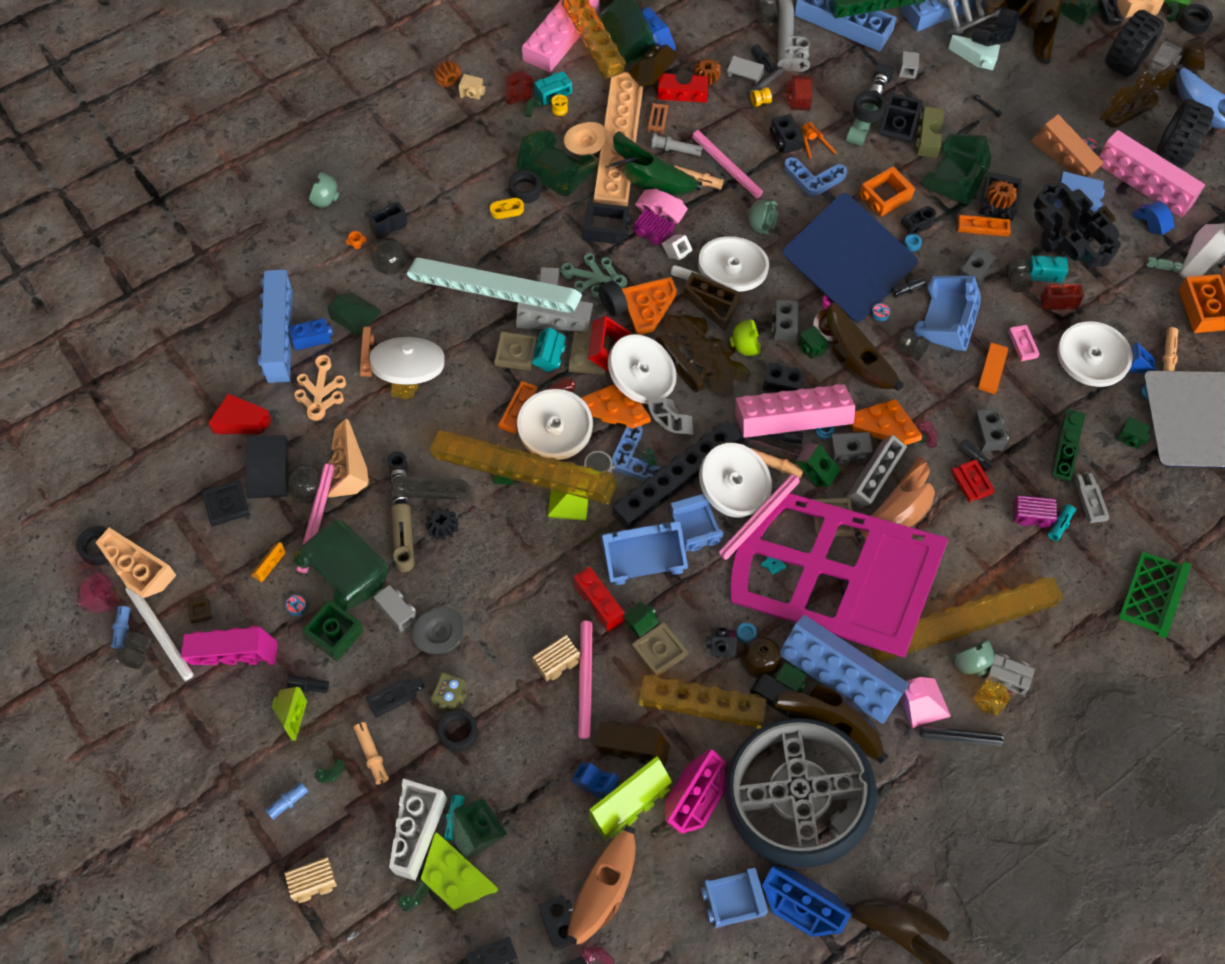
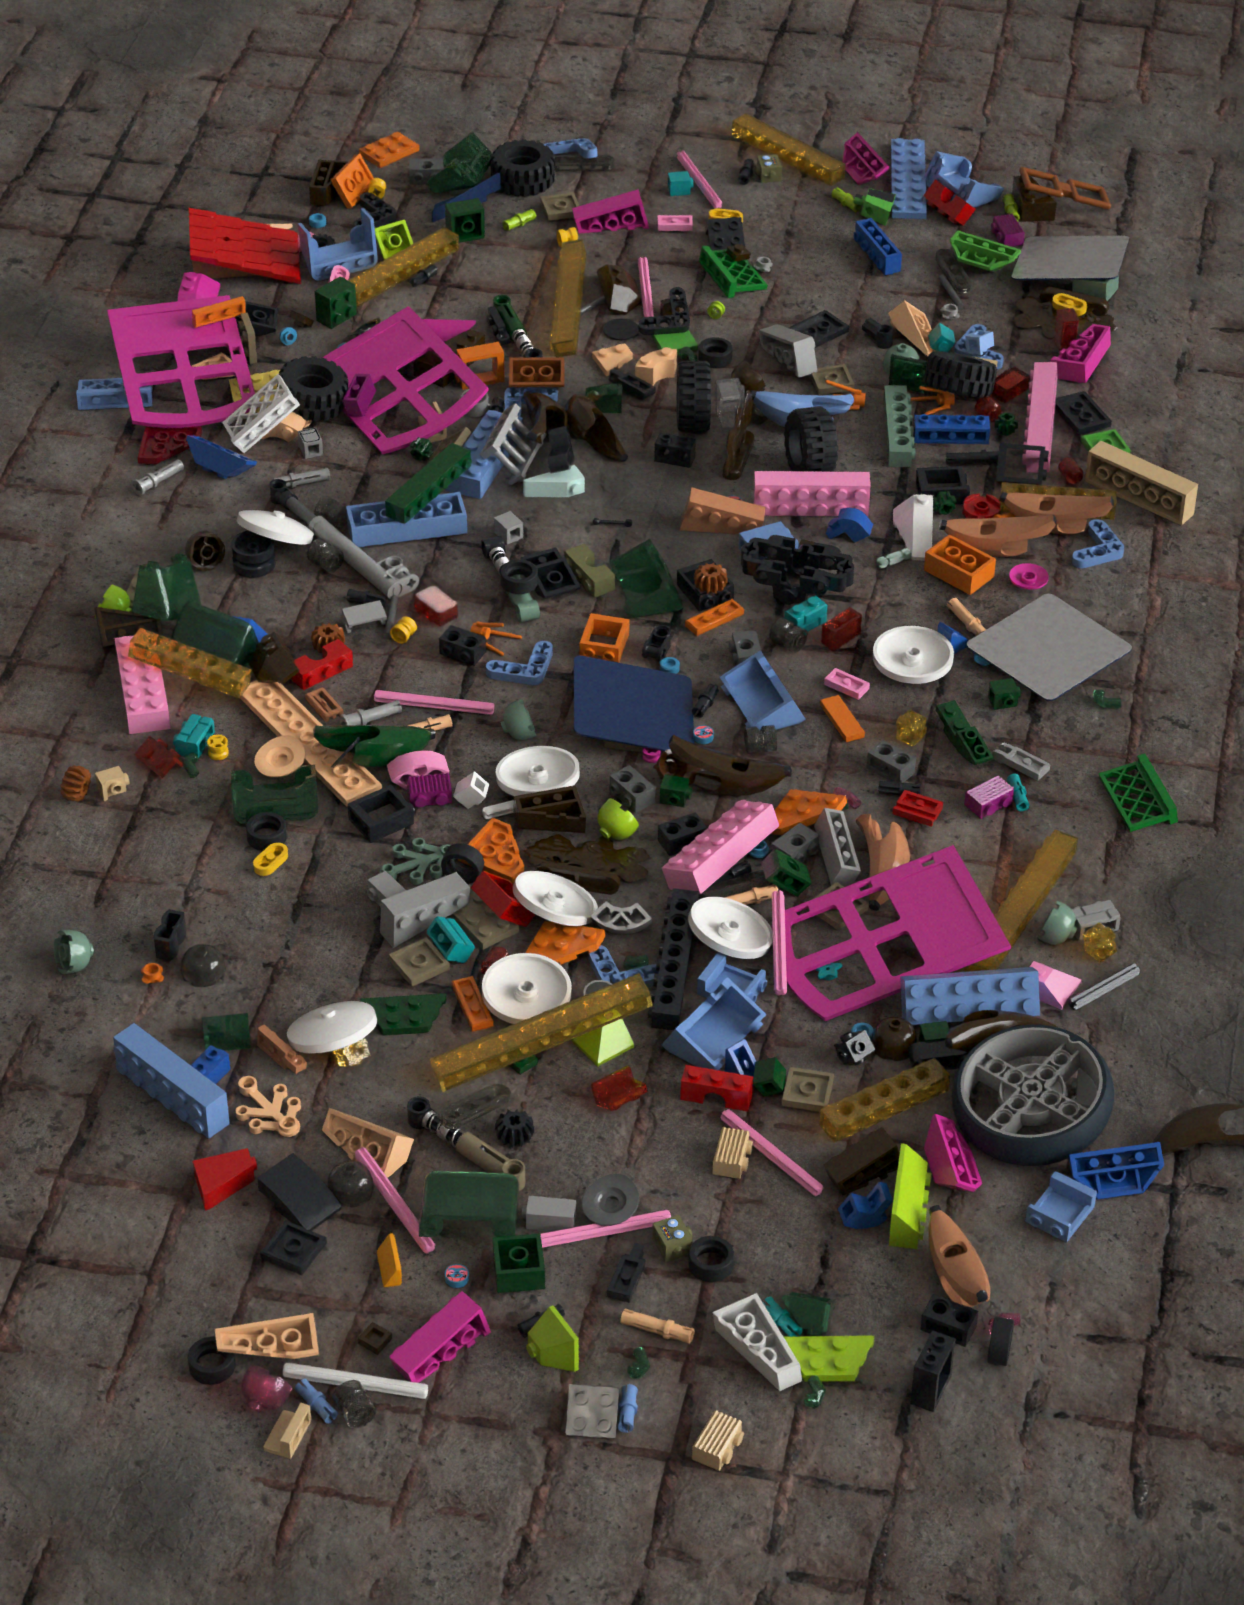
camera: 40 degrees left, 20 degrees down
(84, 636) = (288, 1431): none -> tan panel
(264, 781) = (592, 1411): none -> bracket
(407, 641) = (594, 1230): none -> bright pink axle
(470, 382) = (406, 1013): none -> dark green wing
(495, 285) = (347, 913): light aqua beam -> none
(535, 547) = (617, 1089): none -> clear red bracket
(633, 592) = (740, 1059): none -> blue slope
(1033, 412) = (911, 727): none -> clear yellow brick
(1086, 77) = (674, 450): none -> black brick
(1209, 493) = (1104, 701): none -> clear green arm

